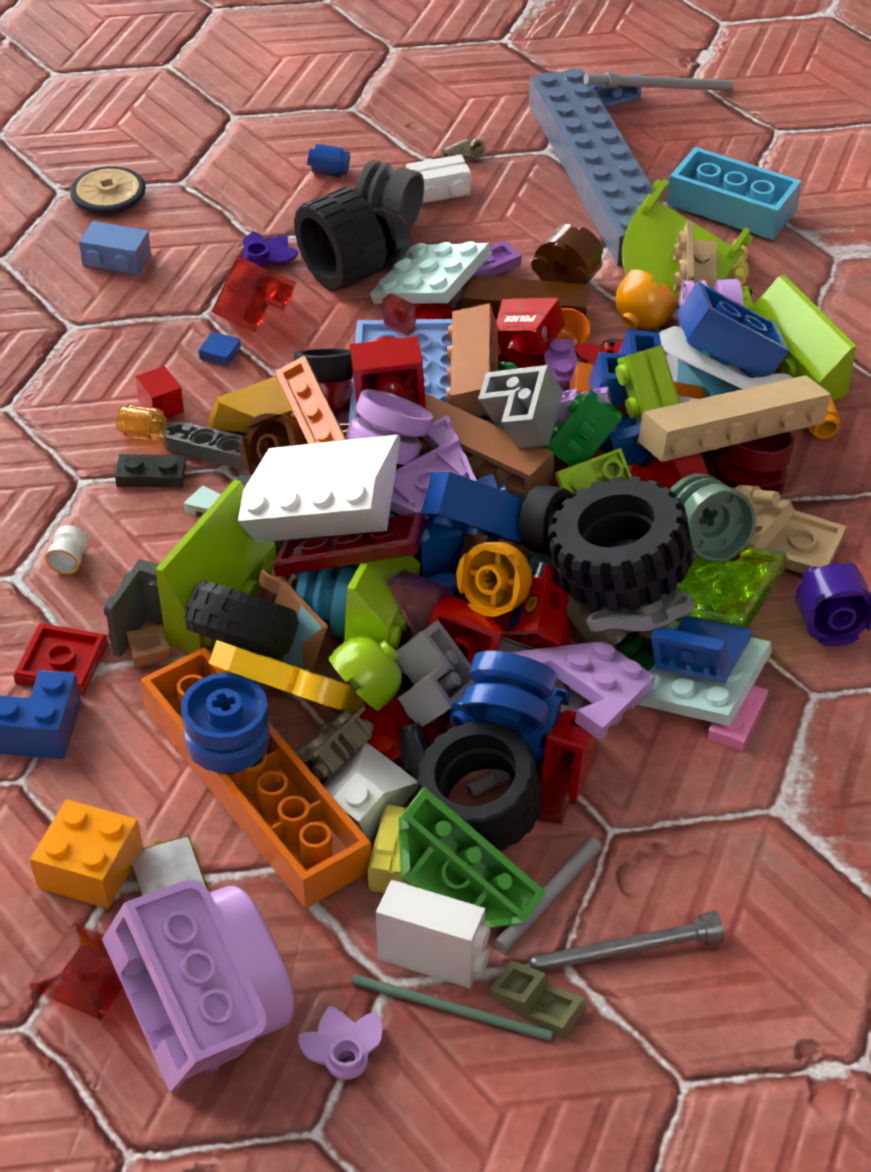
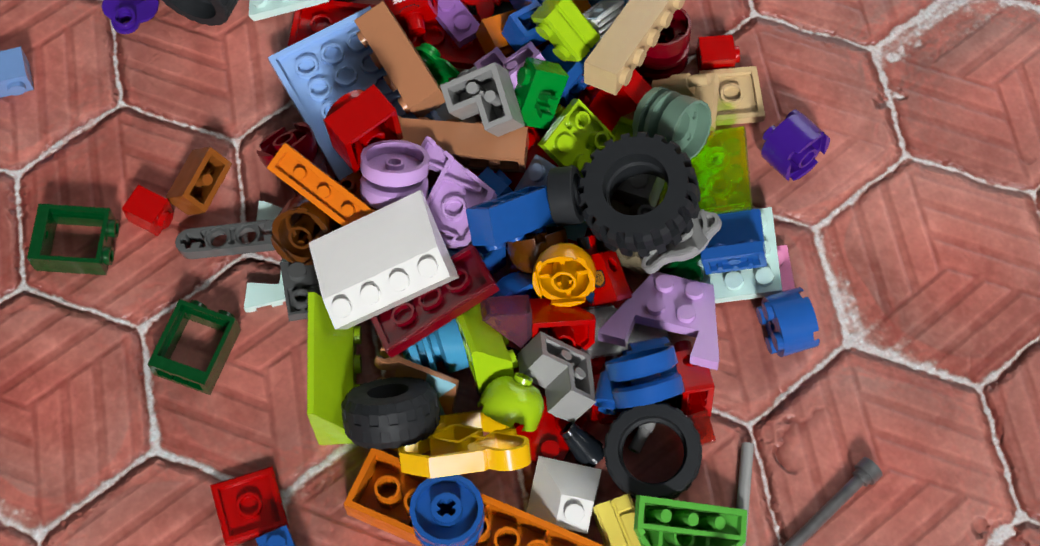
camera: 30 degrees left, 20 degrees up
(43, 386) = (44, 231): none -> dark green window
(67, 549) = (183, 405): white wheel -> none
(82, 502) = (180, 373): none -> dark green window
(133, 604) = (286, 415): dark grey bracket -> none
(140, 421) = (152, 246): clear yellow brick -> none
(148, 645) = (312, 458): medium nougat plate -> none
(150, 470) = (194, 285): pearl dark grey plate -> none
(203, 392) = (198, 181): none -> dark orange brick
(219, 349) = (161, 135): blue tile -> none
(240, 407) = (245, 190): yellow slope -> none
(249, 292) = (155, 69): clear red brick -> none
(328, 363) = (267, 114): black tyre -> none
(335, 742) = (518, 484): dark tan hinge -> none
(399, 314) = (305, 39): clear red plate -> none
(713, 746) = (788, 322): none -> blue brick
(813, 497) = (717, 52): none -> red brick

